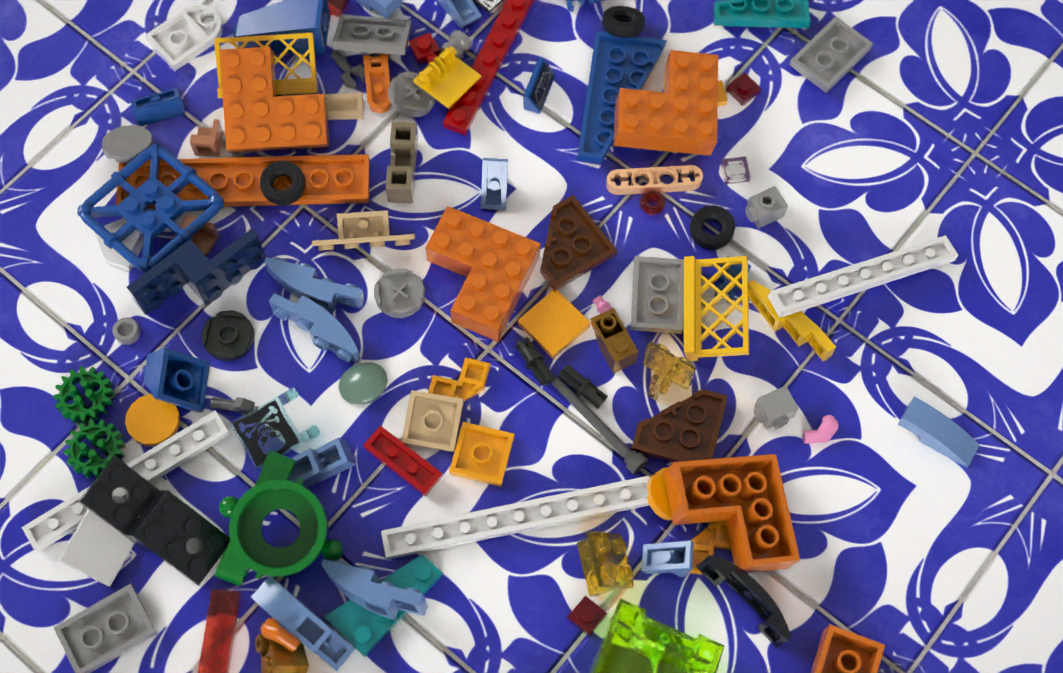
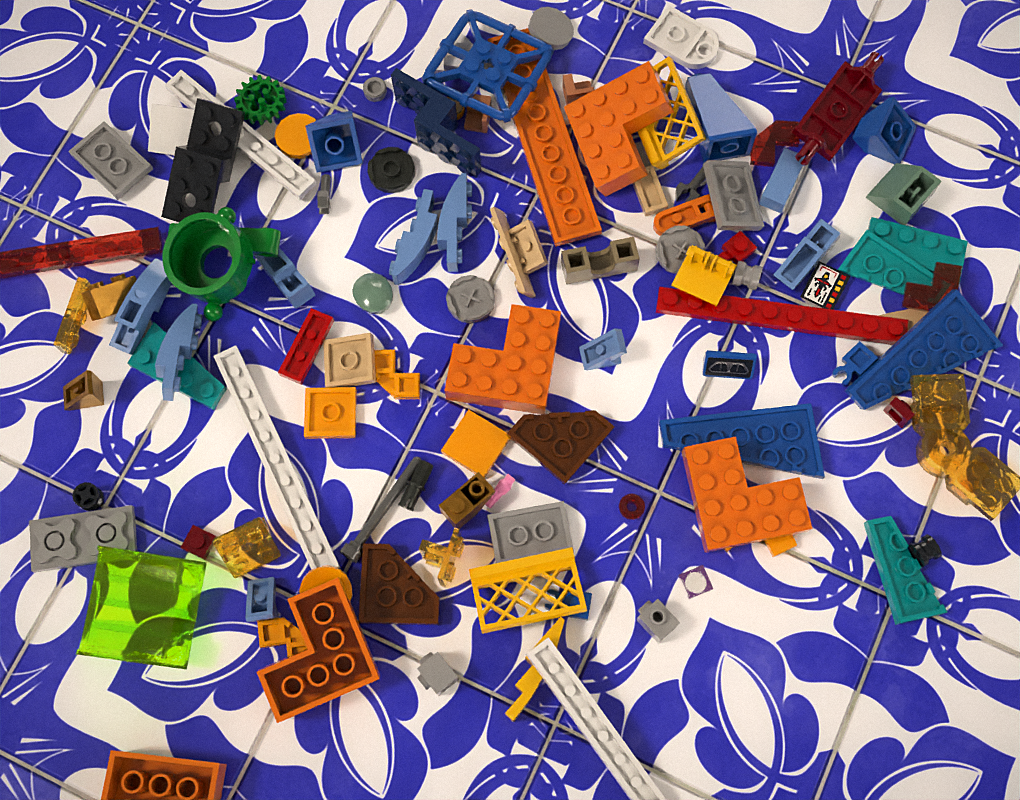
camera: 80 degrees right, 5 degrees up
(79, 409) = (319, 76): green gear -> none
(158, 107) = (600, 41): blue slope -> none
(271, 429) = (306, 228): flag -> none
(273, 631) = (118, 290): orange arm -> none
(278, 169) = (541, 151): black tyre -> none
(534, 361) = (429, 436): pearl dark grey axle -> none
(615, 14) = (821, 433): black tyre -> none
(653, 175) = (656, 503): light nougat beam -> none
(712, 242) = (635, 564): black tyre -> none
(743, 89) = (796, 570): dark red plate -> none
(752, 593) = (222, 710): black slope -> none
(823, 433) = (425, 728): bright pink arm -> none
(831, 54) = (869, 655): light grey plate -> none

